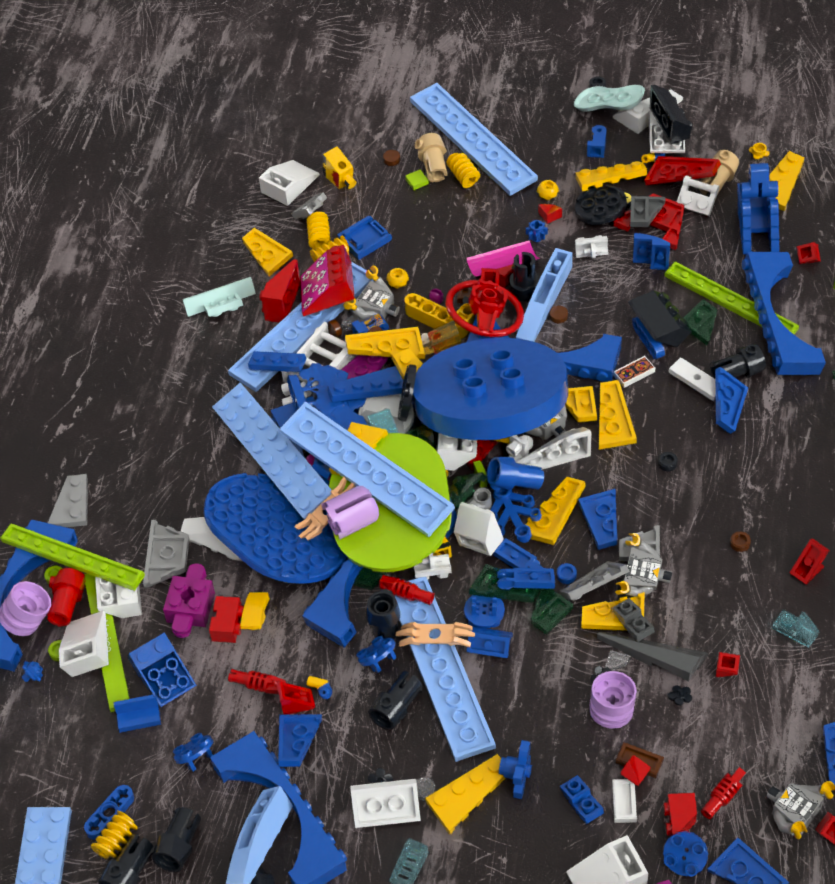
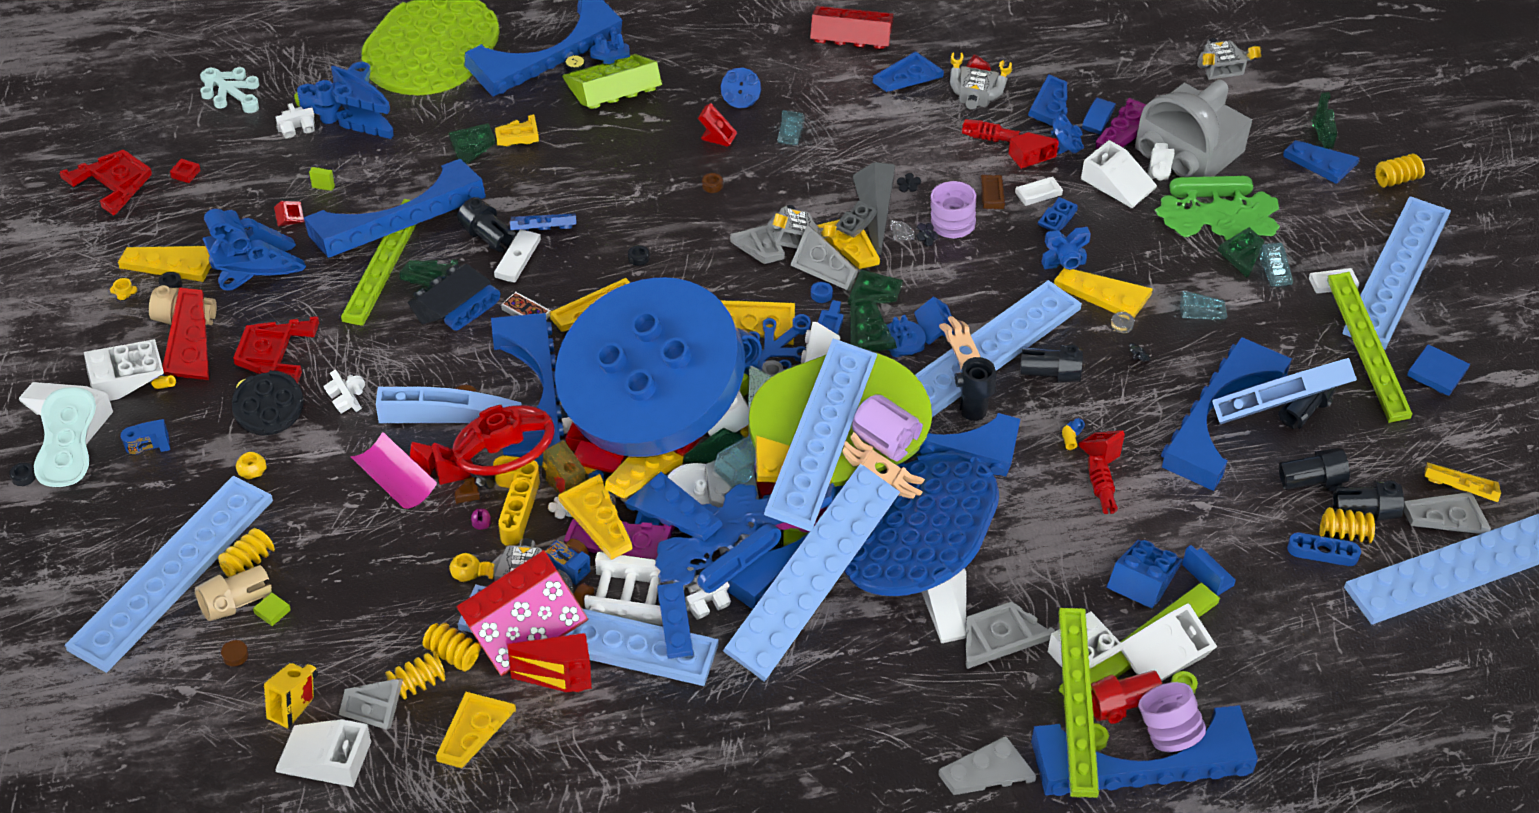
camera: 120 degrees left, 5 degrees down
(32, 671) = (1229, 689): blue plant -> none
(189, 601) = (1054, 589): magenta brick -> none
(196, 747) = (1227, 502): blue plate -> none
(220, 299) = (590, 738): light aqua bracket -> none
(227, 621) = (1049, 537): red brick -> none
(254, 610) = (1023, 516): yellow slope -> none
(296, 737) = (1147, 424): blue wing -> none
(367, 236) = (400, 627): blue container -> none
(377, 651) = (1020, 397): blue plate -> none
(385, 803) = (1162, 332): white plate -> none
(406, 590) = (929, 383): red hinge -> none
(407, 392) = (685, 444): black tile -> none
(524, 278) = (432, 420): black piece -> none
(526, 578) = (856, 302): blue hinge -> none
(536, 231) = (335, 449): blue gear -> none
(549, 212) = (293, 449): red slope -> none
(600, 517) = (742, 282): blue wing -> none
(611, 174) = (211, 410): yellow wing -> none
(635, 770) = (1010, 184): red slope -> none
(644, 210) = (274, 350): dark grey wing -> none
(651, 251) = (343, 326): blue slope -> none
(669, 115) = (111, 348): black slope -> none
(697, 202) = (234, 319): white plate -> none
(727, 664) = (860, 156): red slope -> none

